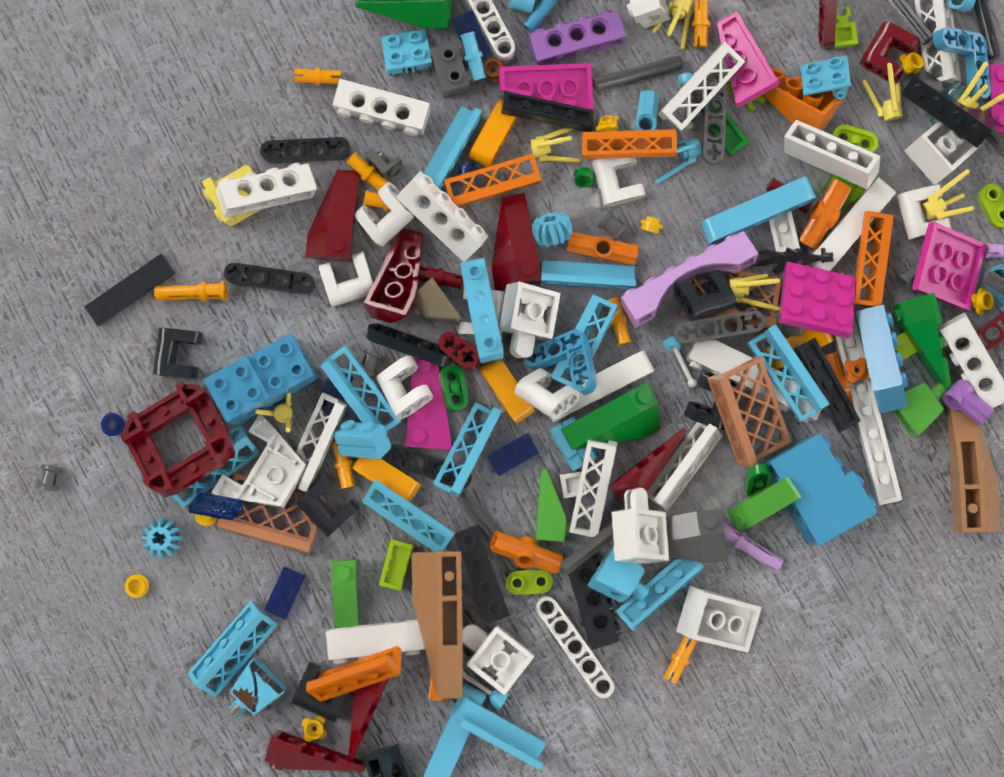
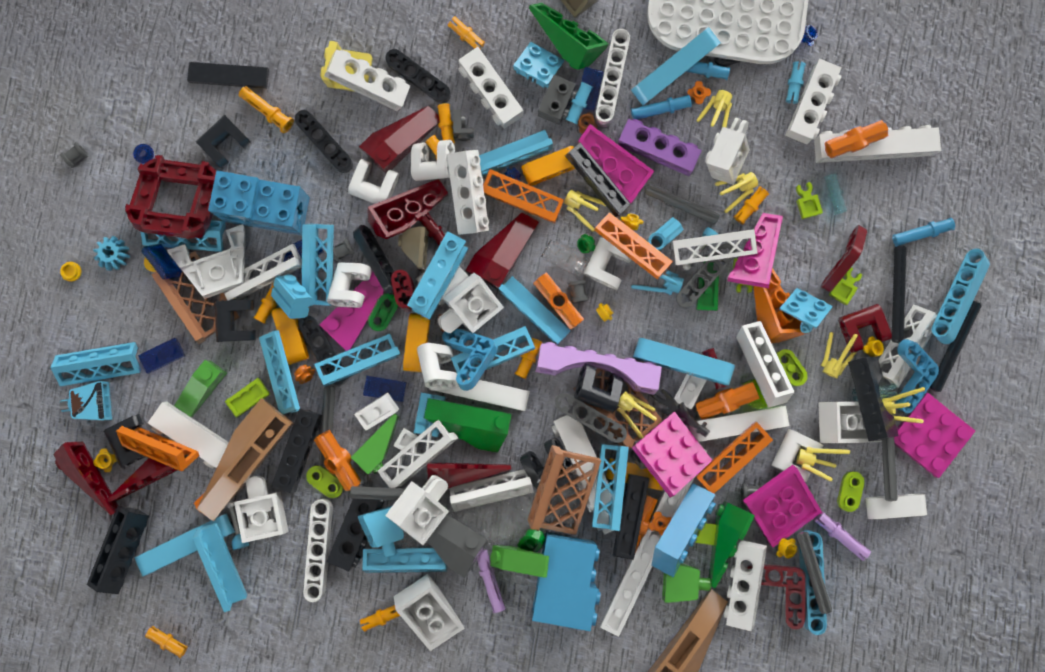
camera: 40 degrees right, 0 degrees up
(282, 412) = (256, 236): light yellow plant -> none
(429, 501) = (304, 374): none -> orange plate
(523, 480) = (376, 411): none -> white plate
(552, 229) = (534, 260): medium azure gear -> none
(673, 346) = (550, 404): hinge -> none
(963, 398) = (717, 601): medium lavender piece -> none

